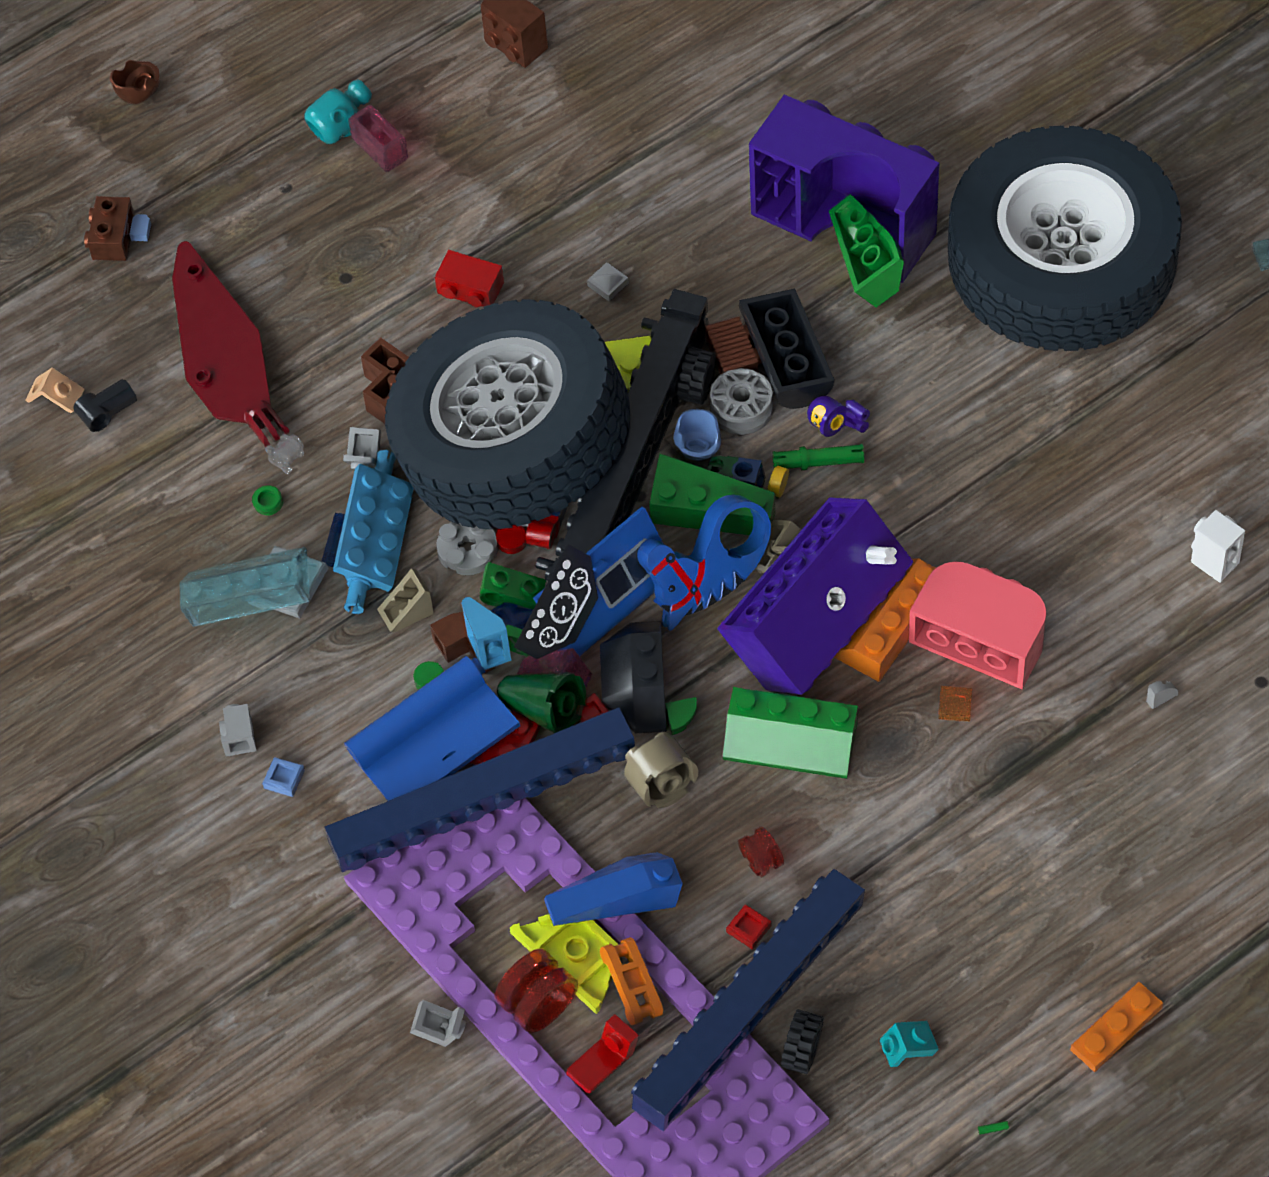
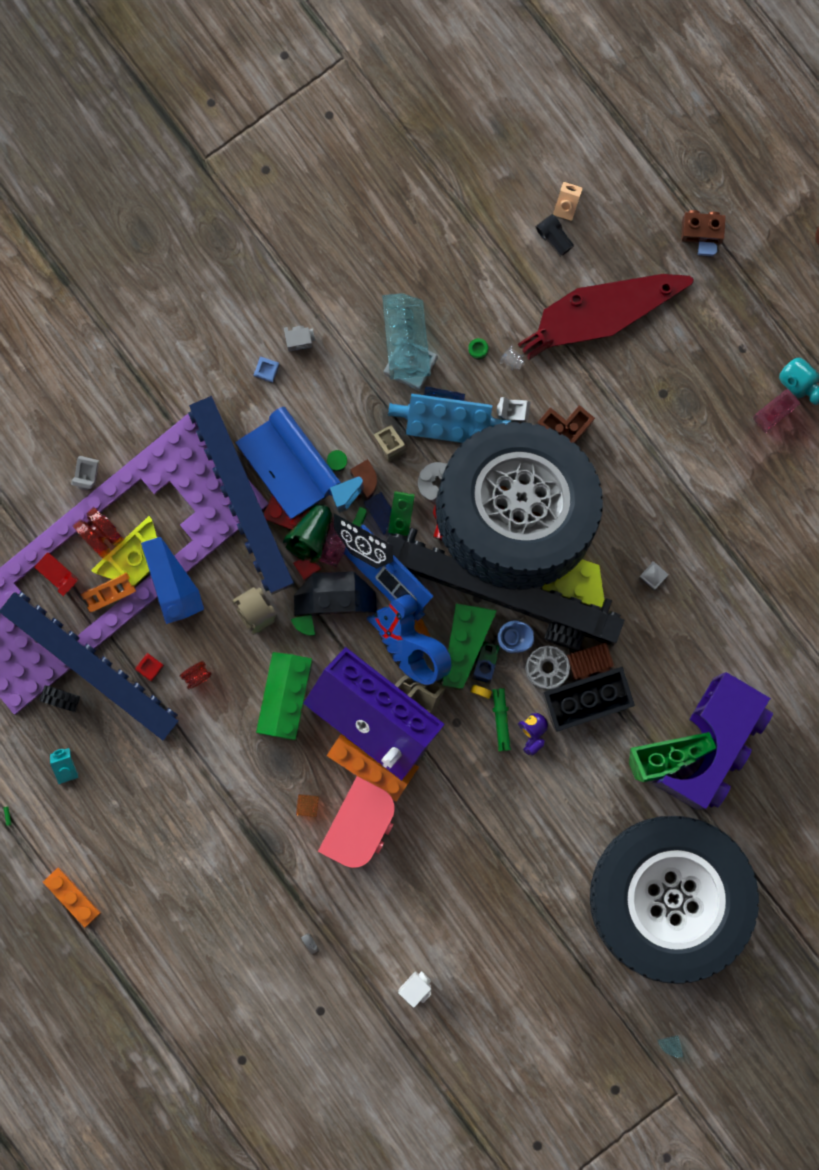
camera: 85 degrees right, 25 degrees up
(469, 279) = (653, 479): red brick -> none

